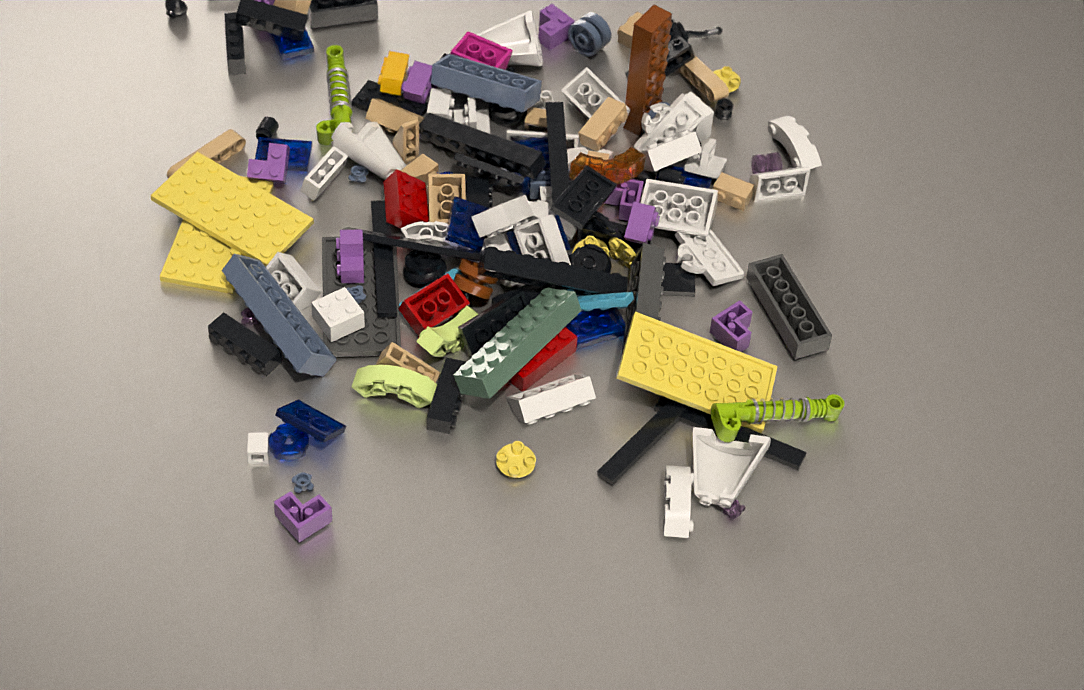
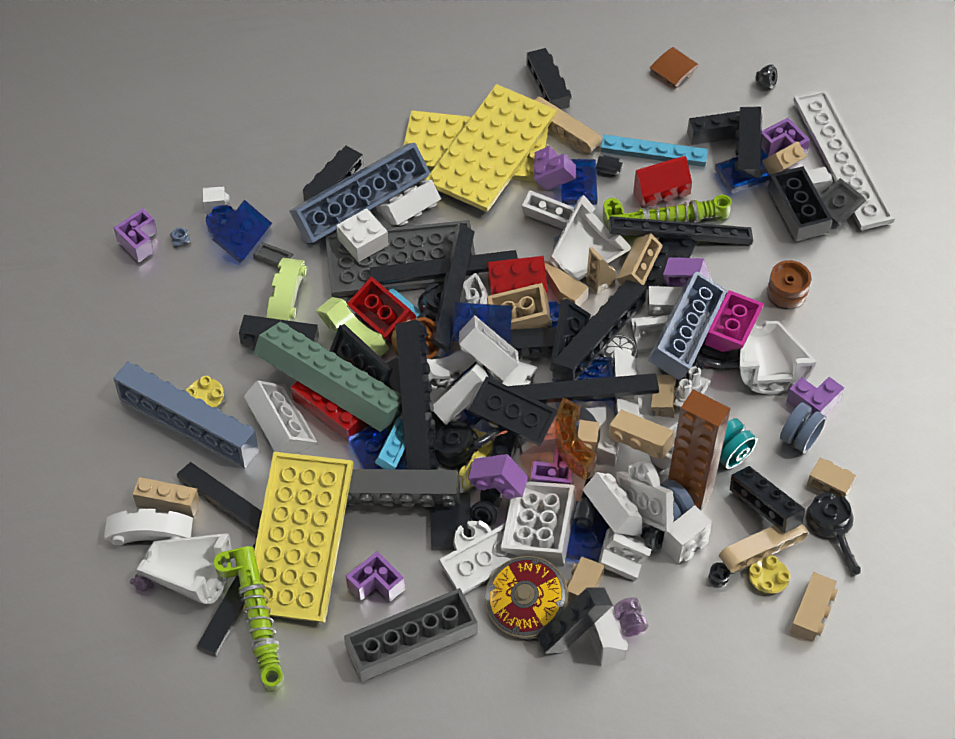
camera: 90 degrees right, 5 degrees up
(140, 163) = (548, 78): none -> black brick
(144, 70) = (674, 66): none -> dark orange slope
(251, 97) = (652, 150): none -> medium azure plate
(302, 92) = (662, 182): none -> red slope
(340, 401) = (271, 254): none -> dark grey tile
(351, 256) = (432, 239): medium lavender brick -> none
(357, 293) = (393, 253): sand blue plate -> none
(361, 85) = (680, 230): none -> black tile
(393, 72) = (718, 257): yellow brick -> none
(397, 356) = (312, 297): tan slope -> none
(433, 24) = (789, 284): none -> dark orange wheel
(547, 467) = (186, 414): none -> sand blue brick
(609, 73) = (737, 444): none -> teal wheel
(640, 488) = (166, 497): none -> tan brick
(667, 244) = (484, 511): none -> black brick
(750, 227) = (525, 596): none -> dish
(753, 58) = (814, 607): none -> tan brick
(785, 185) = (574, 620): none -> black brick
(795, 141) = (656, 652): white brick -> none

